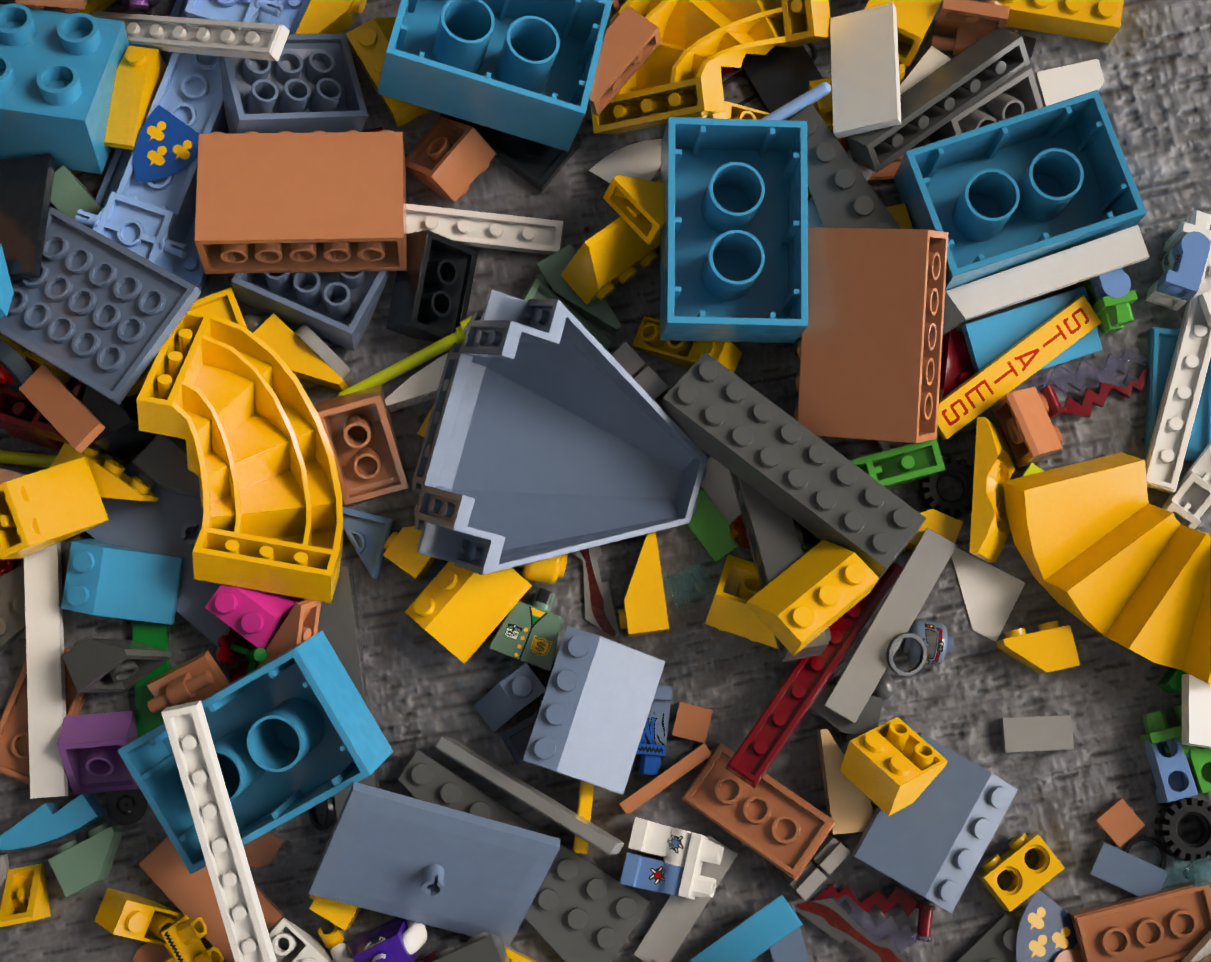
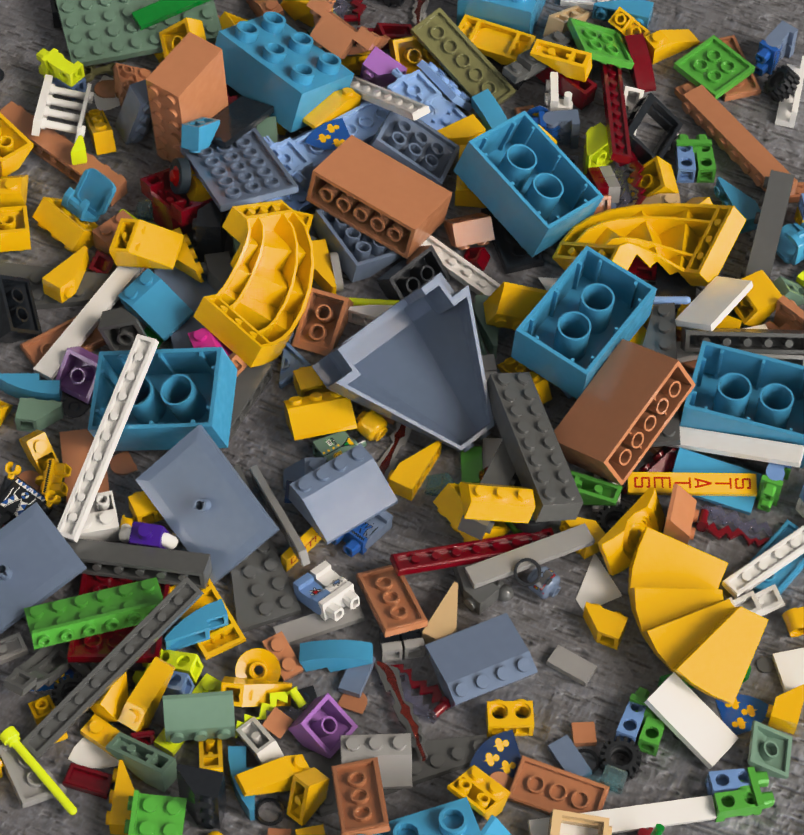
camera: 30 degrees right, 25 degrees down
(62, 408) = (192, 202): nougat tile -> none
(488, 195) = (478, 257): none -> dark red slope
(624, 49) = (589, 222): nougat slope -> none
(639, 204) = (542, 280): yellow slope -> none
(665, 779) = (355, 558): nougat tile -> none
(692, 722) = (389, 545): nougat tile -> none
(891, 765) = (477, 610): yellow slope -> none

